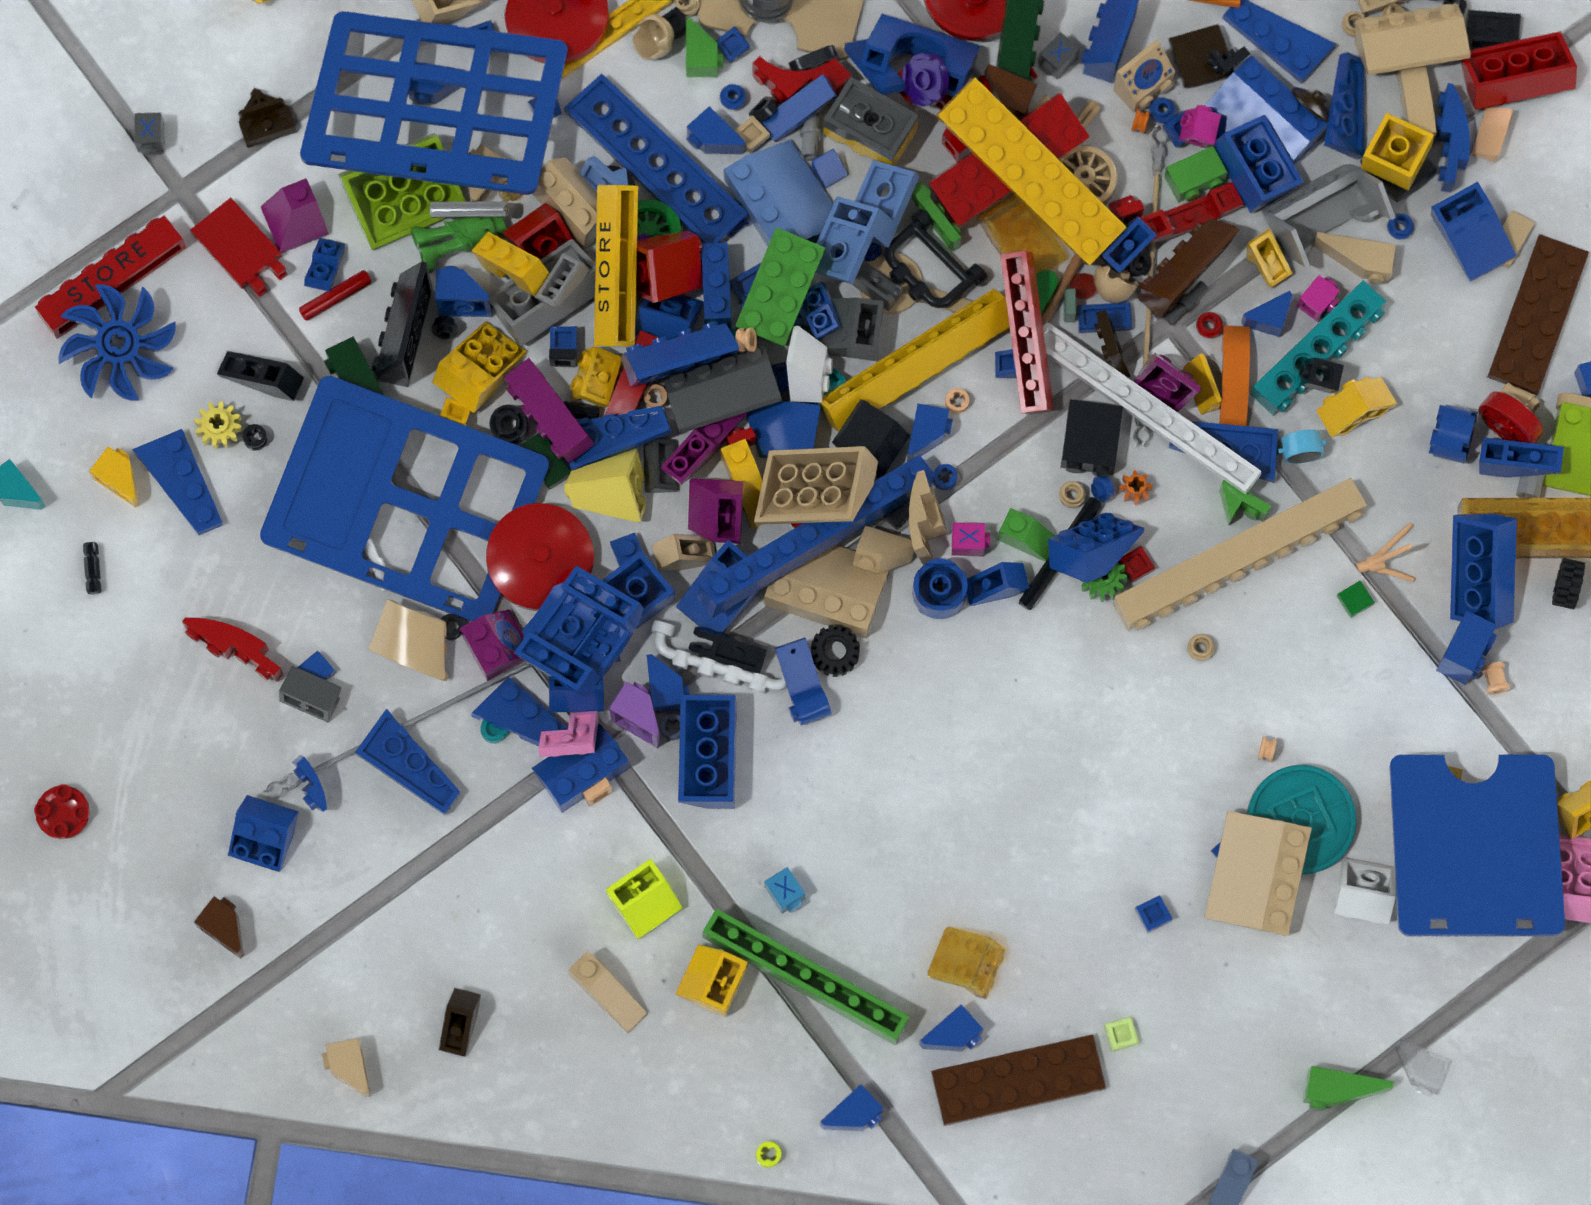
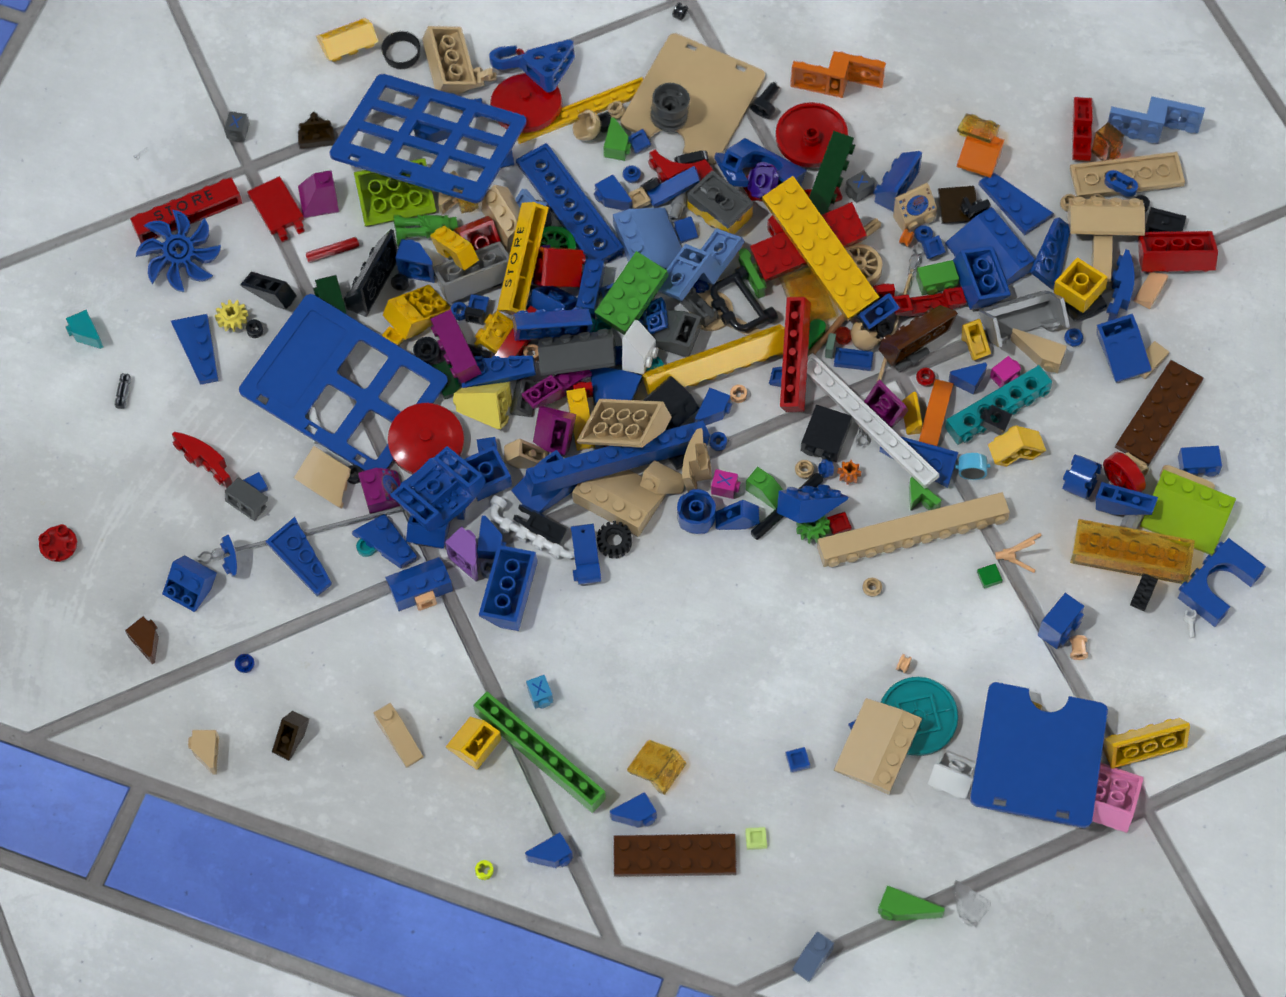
camera: 15 degrees right, 10 degrees down
(116, 474) = (155, 334): yellow slope -> none
(324, 265) = (331, 228): blue slope -> none
(366, 924) = (244, 658): none -> clear blue plate
(468, 209) = (437, 210): light grey axle -> none
(531, 351) = (454, 308): none -> blue bush
(561, 269) = (484, 262): light grey slope -> none
(578, 739) = (420, 561): bright pink plate -> none
(643, 899) = (439, 677): neon yellow slope -> none
(746, 339) = (599, 321): light nougat bush -> none
(1010, 89) = (819, 195): reddish brown slope -> none
(1112, 348) = (853, 375): dark brown wing -> none
(1199, 126) = (946, 246): dark pink brick -> none
(1313, 102) = (1029, 244): dark brown dish -> none
(1483, 567) = (1084, 566): blue slope -> none

